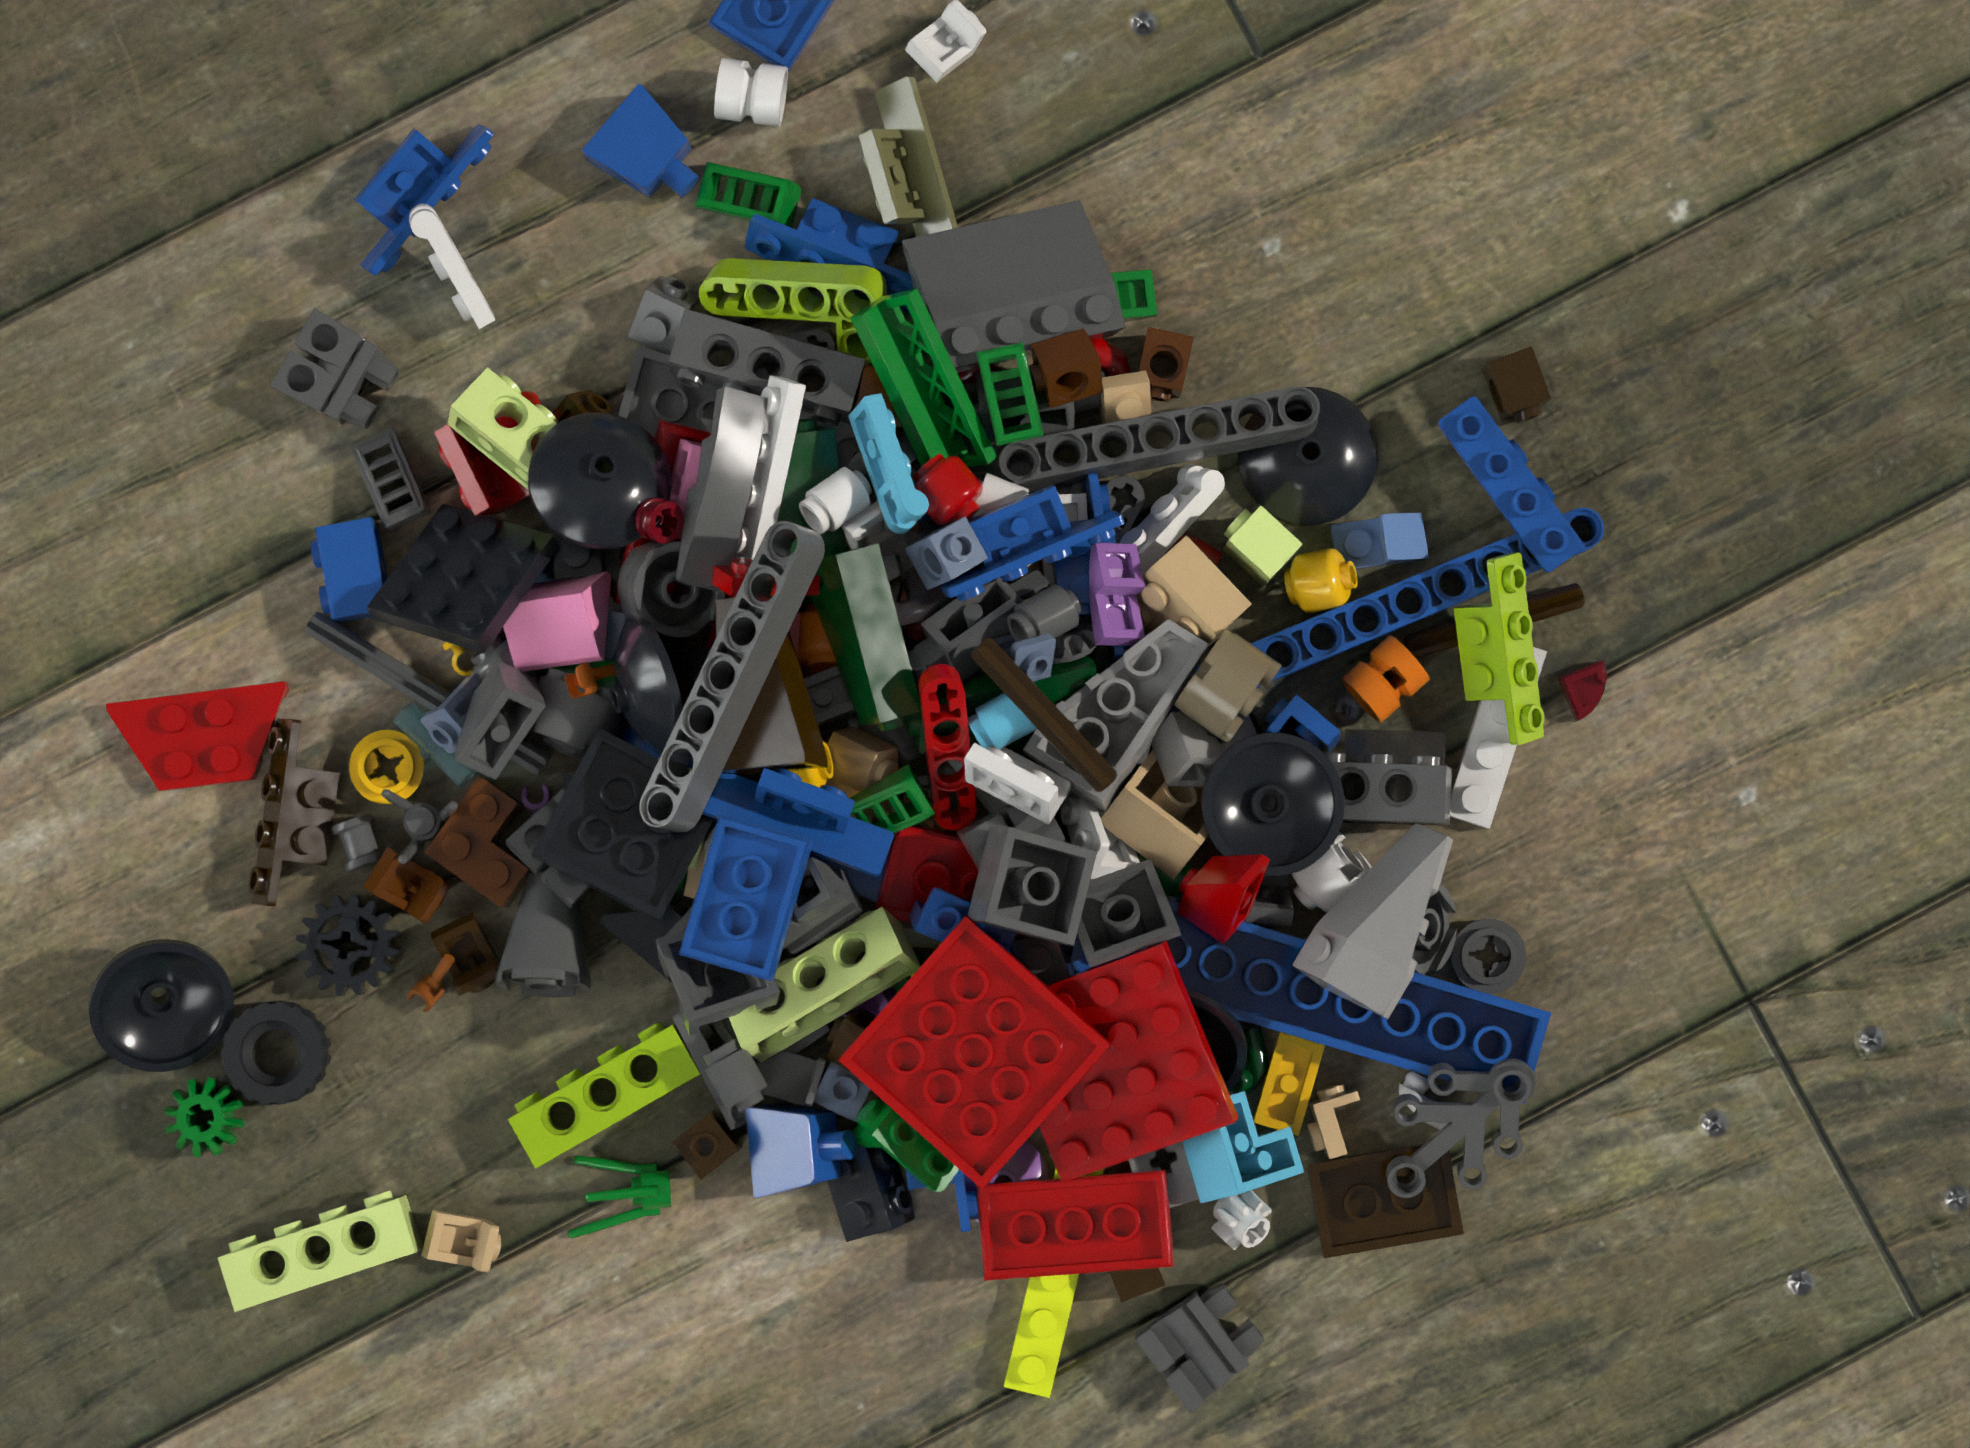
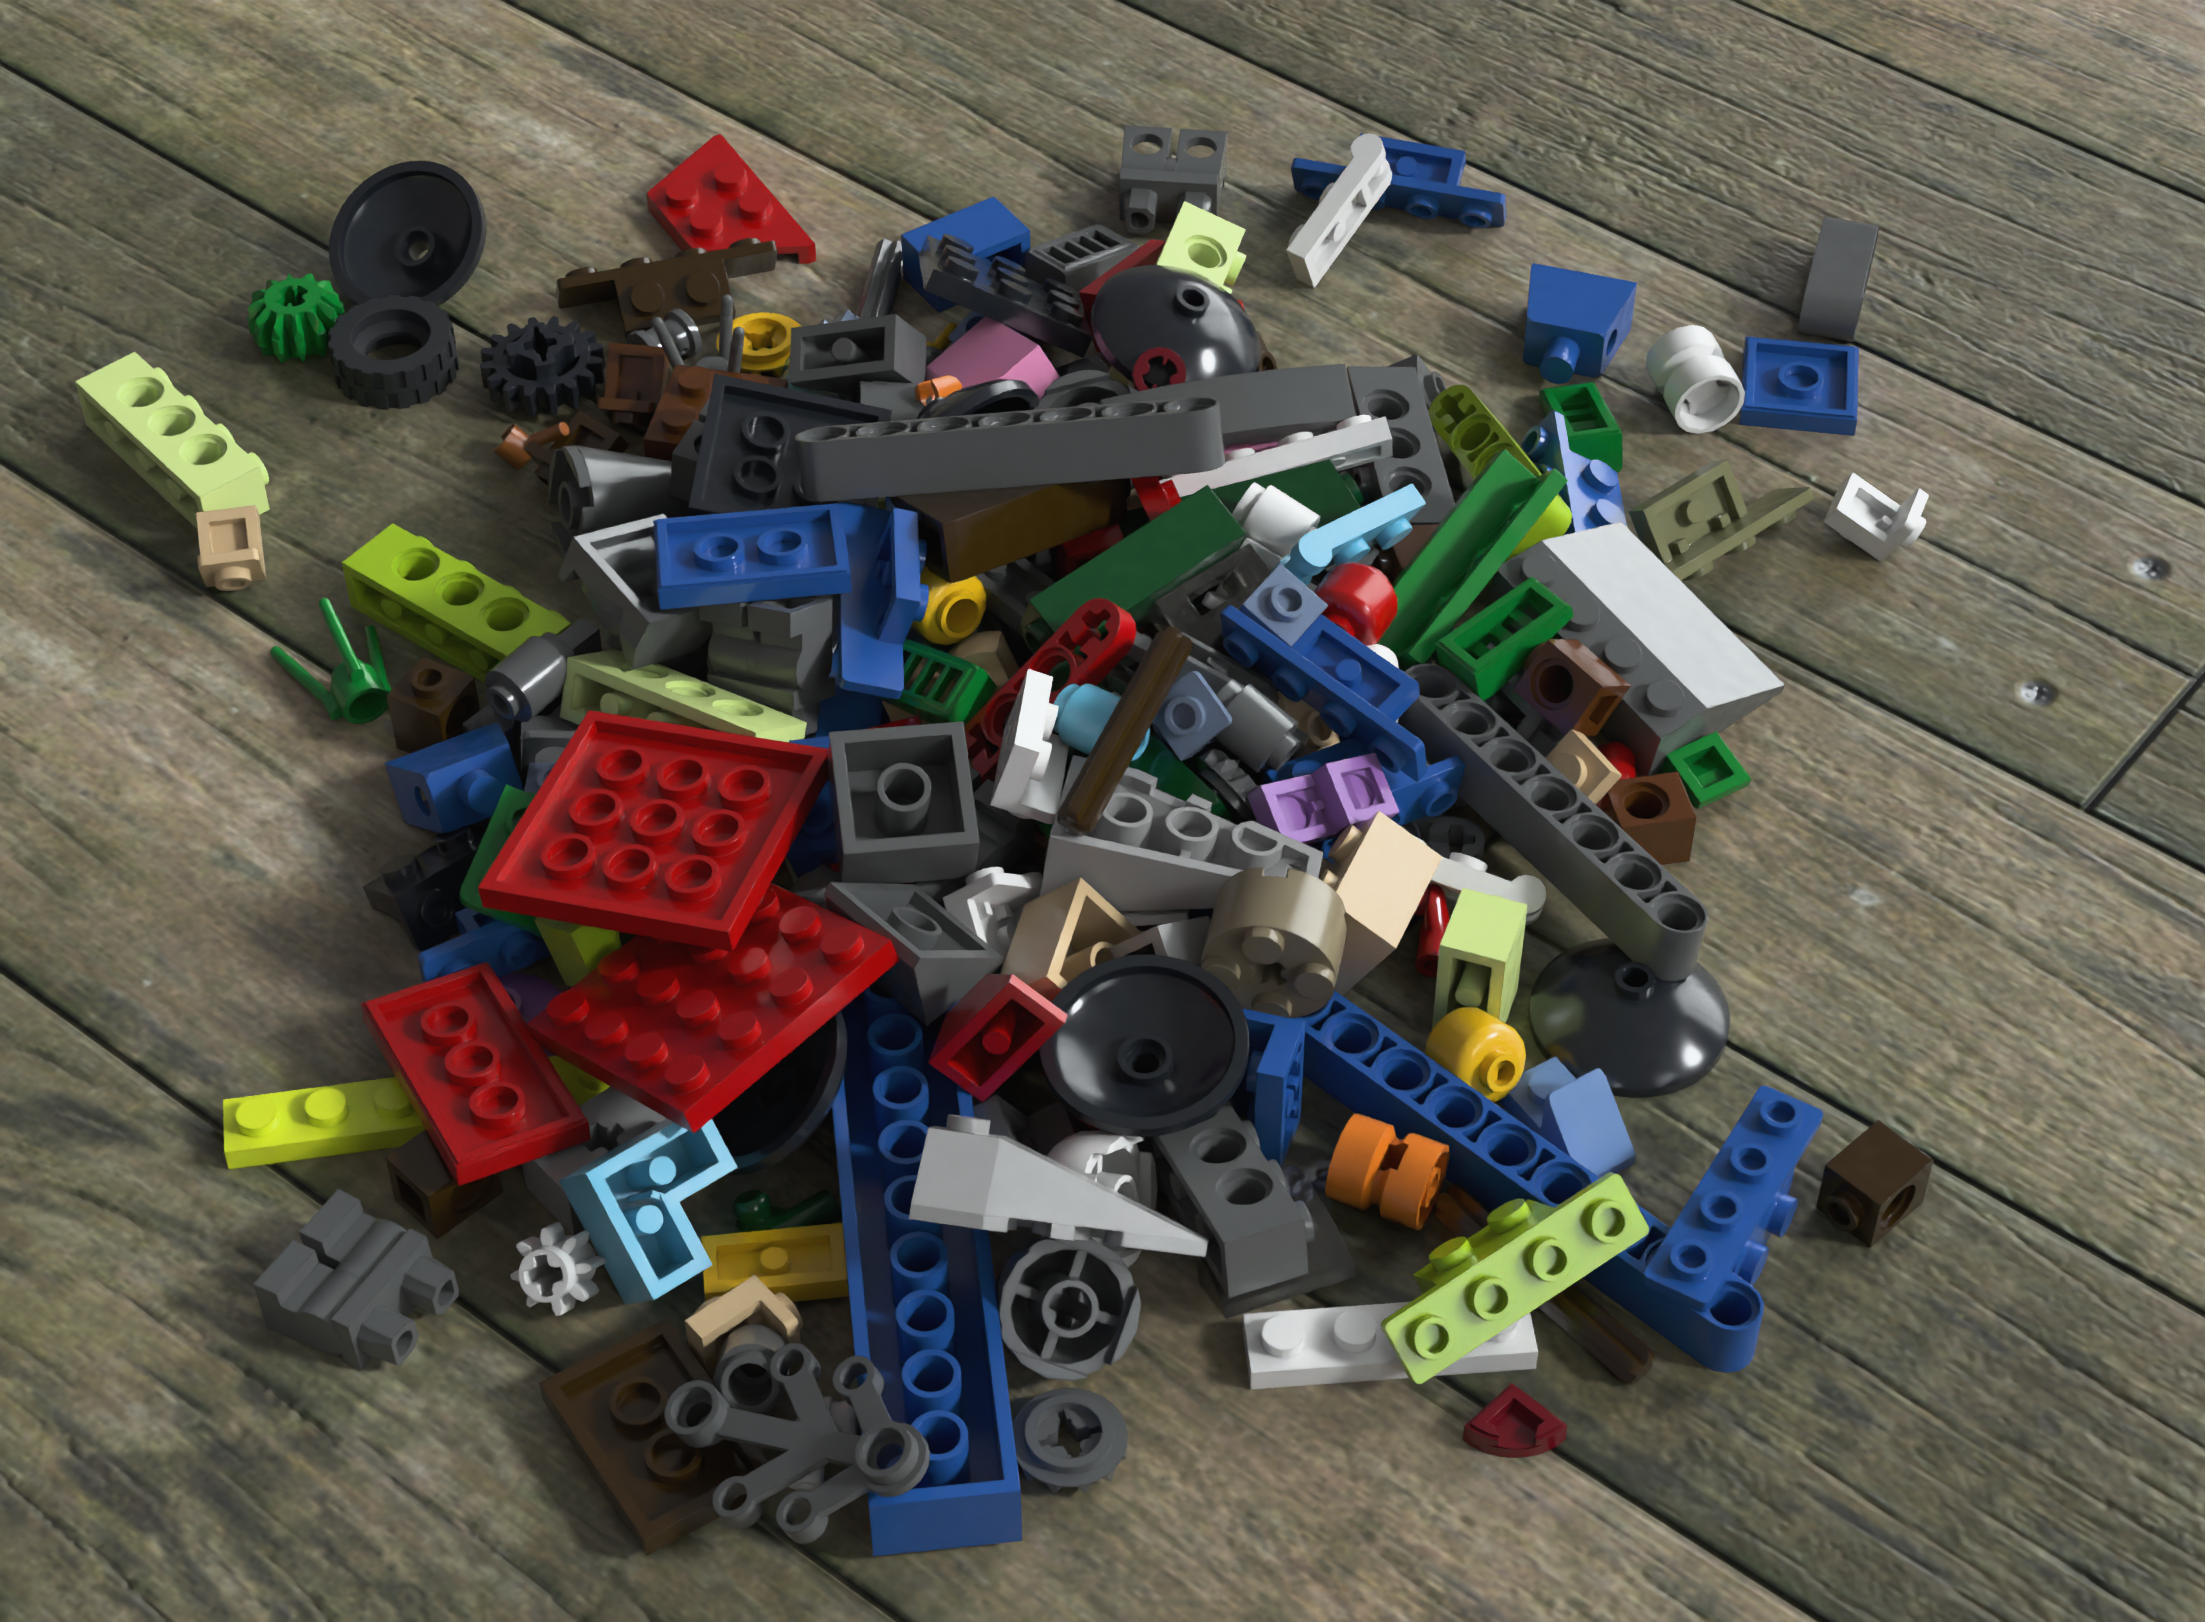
camera: 65 degrees right, 40 degrees down
(1373, 1129) = (746, 1387): none -> dark grey brick

